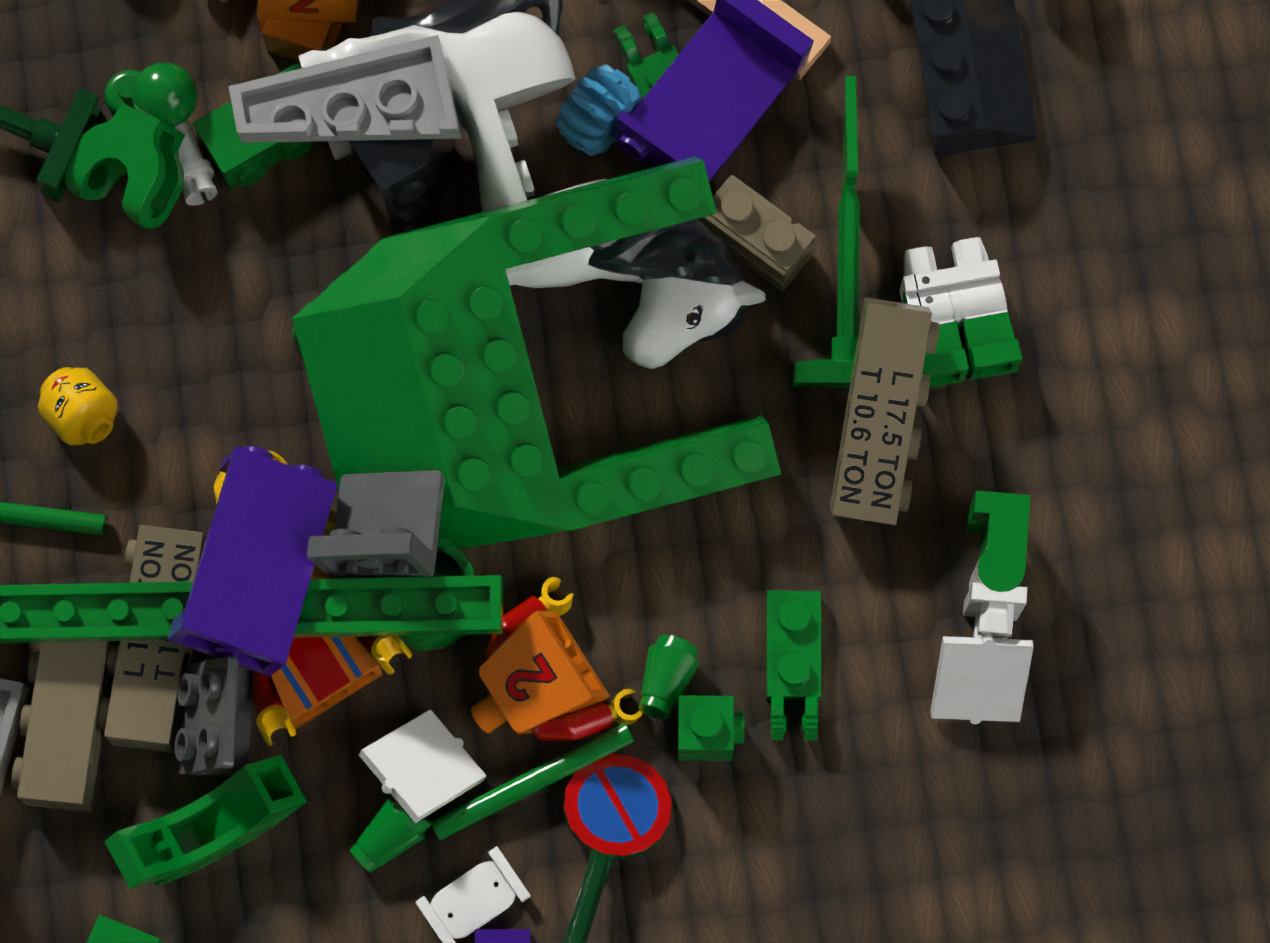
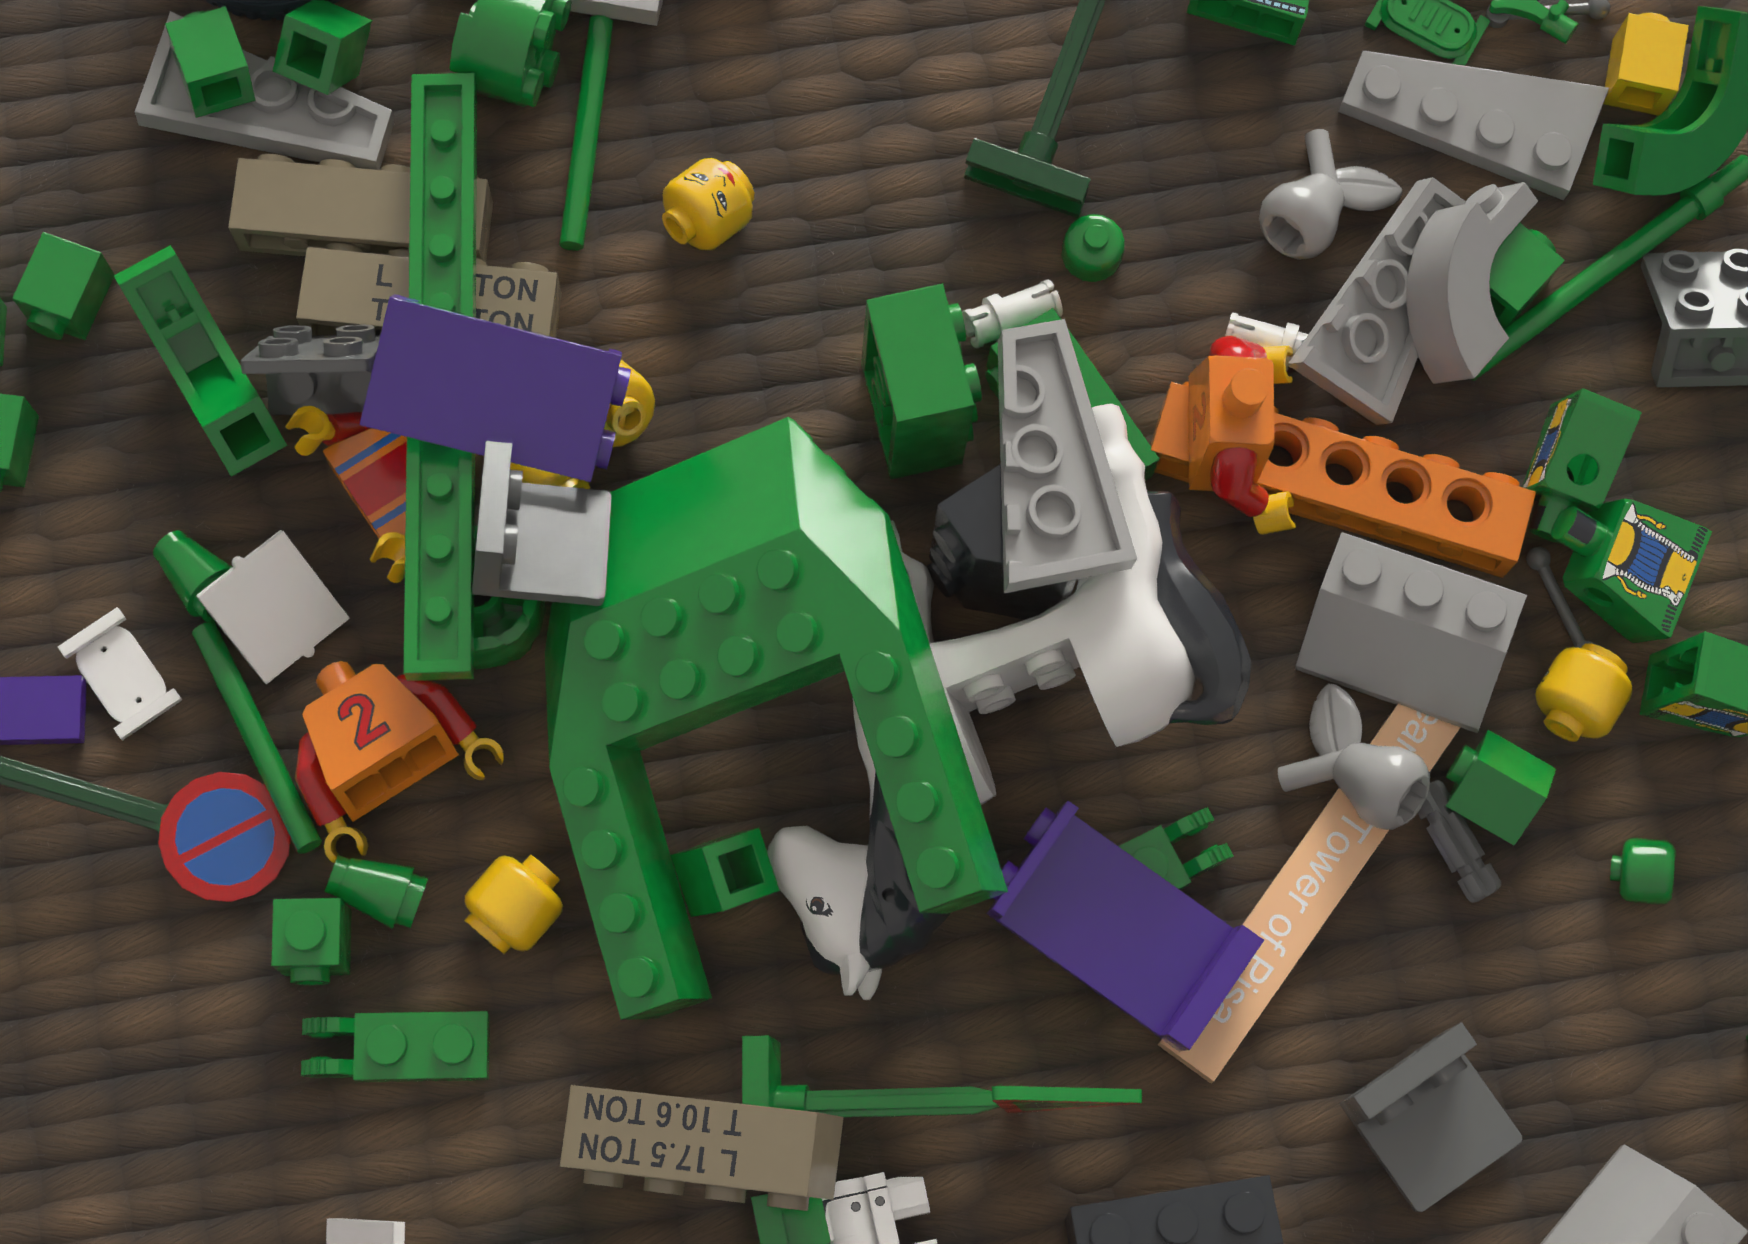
camera: 80 degrees right, 0 degrees up
(139, 144) = (1020, 252): green piece -> none
(258, 224) = (919, 380): none -> green brick
(593, 108) = (1096, 782): dark azure gear -> none
(661, 396) = (725, 872): none -> green brick
(681, 566) = (513, 903): none -> yellow head
(760, 233) = (942, 988): dark tan brick -> none

